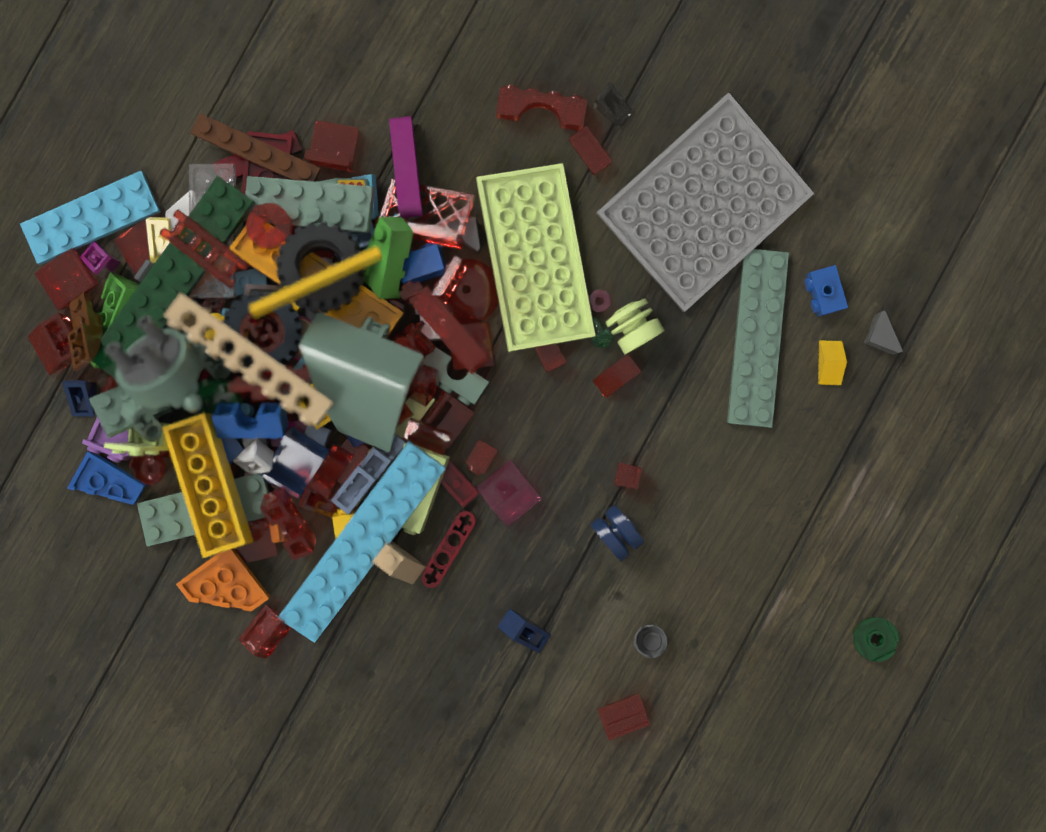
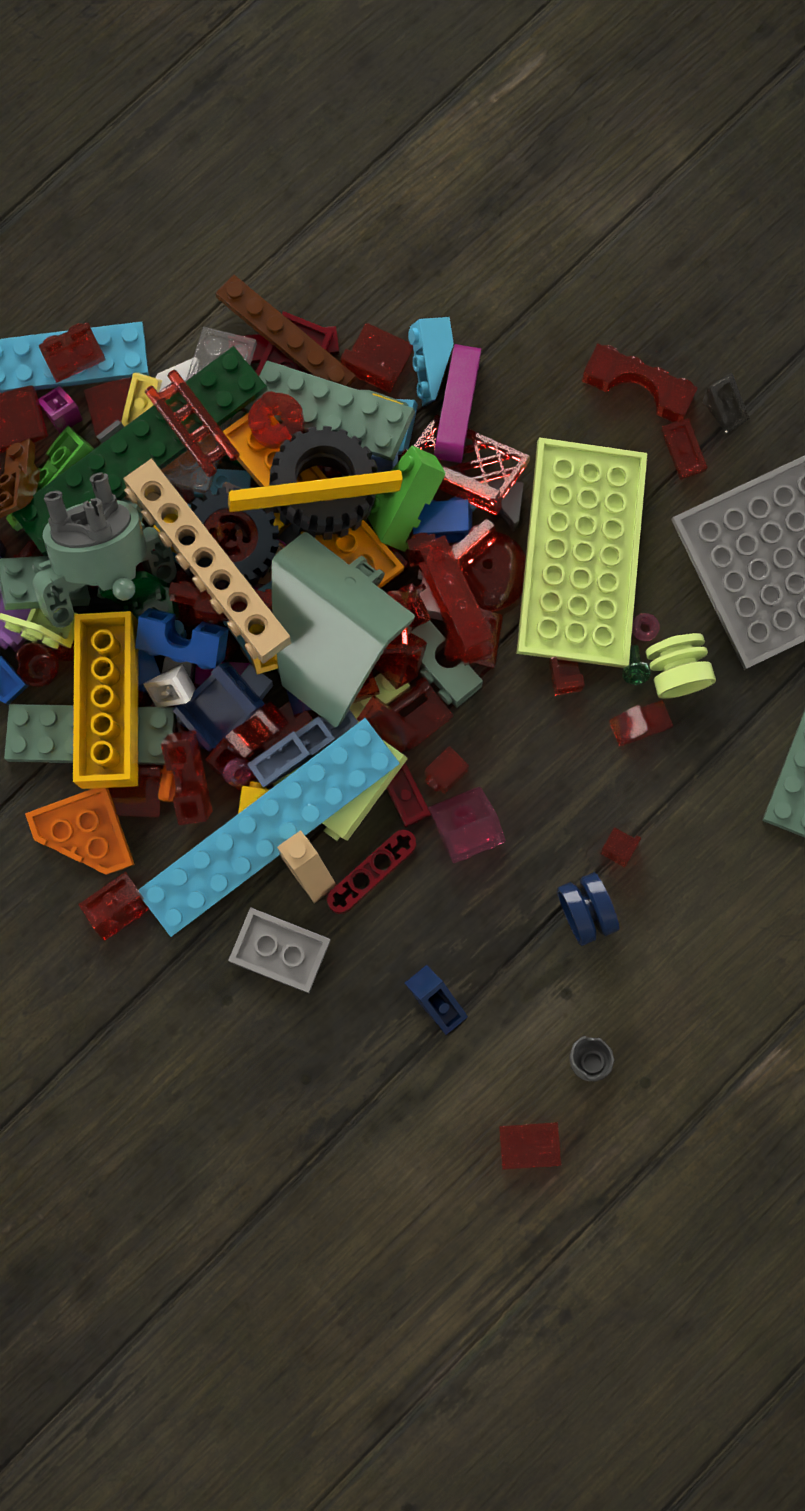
camera: 20 degrees right, 10 degrees down
(93, 213) = (71, 351): none -> clear red bracket
(325, 507) = (241, 777): none -> clear pink plate
(373, 128) = (432, 347): none -> medium azure slope
(398, 628) = (279, 950): none -> light grey plate

